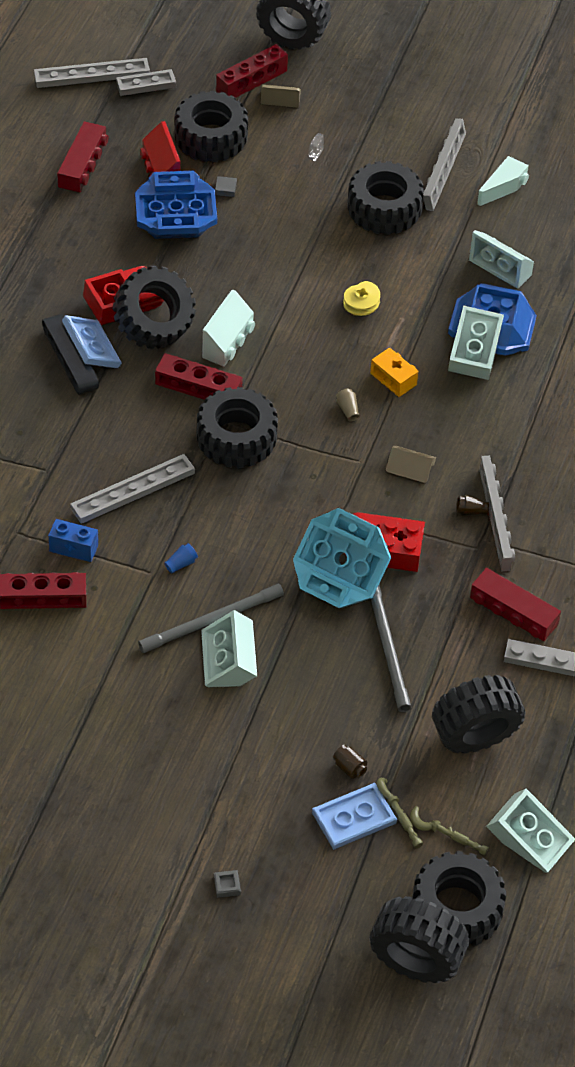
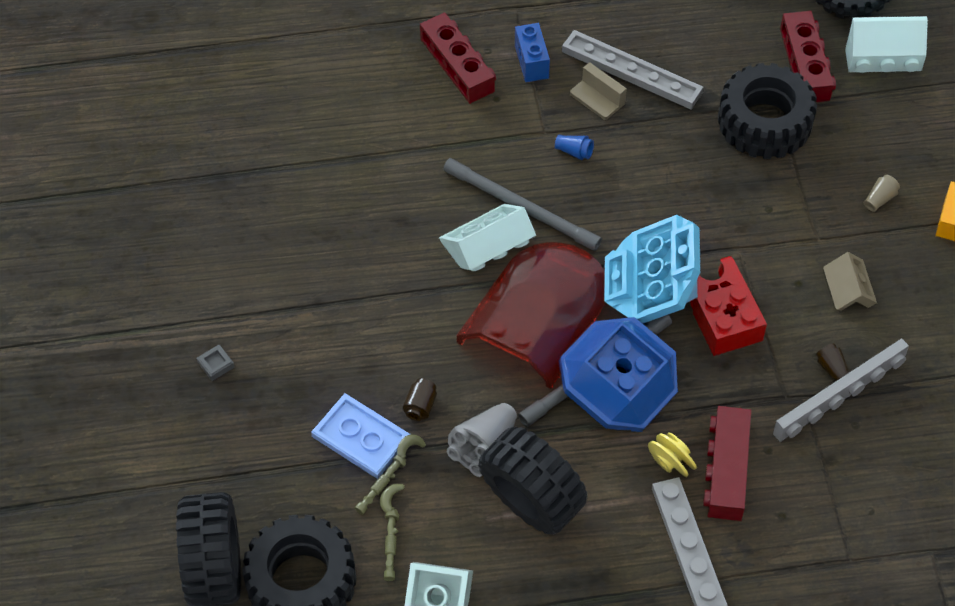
camera: 65 degrees right, 5 degrees up
(139, 519) = (599, 92): none -> dark tan panel
(311, 651) = (540, 305): none -> clear red windscreen
(405, 628) = (615, 397): none -> blue piece
(412, 736) = (475, 435): none -> light grey cone
(492, 631) = (670, 452): none -> light yellow piece

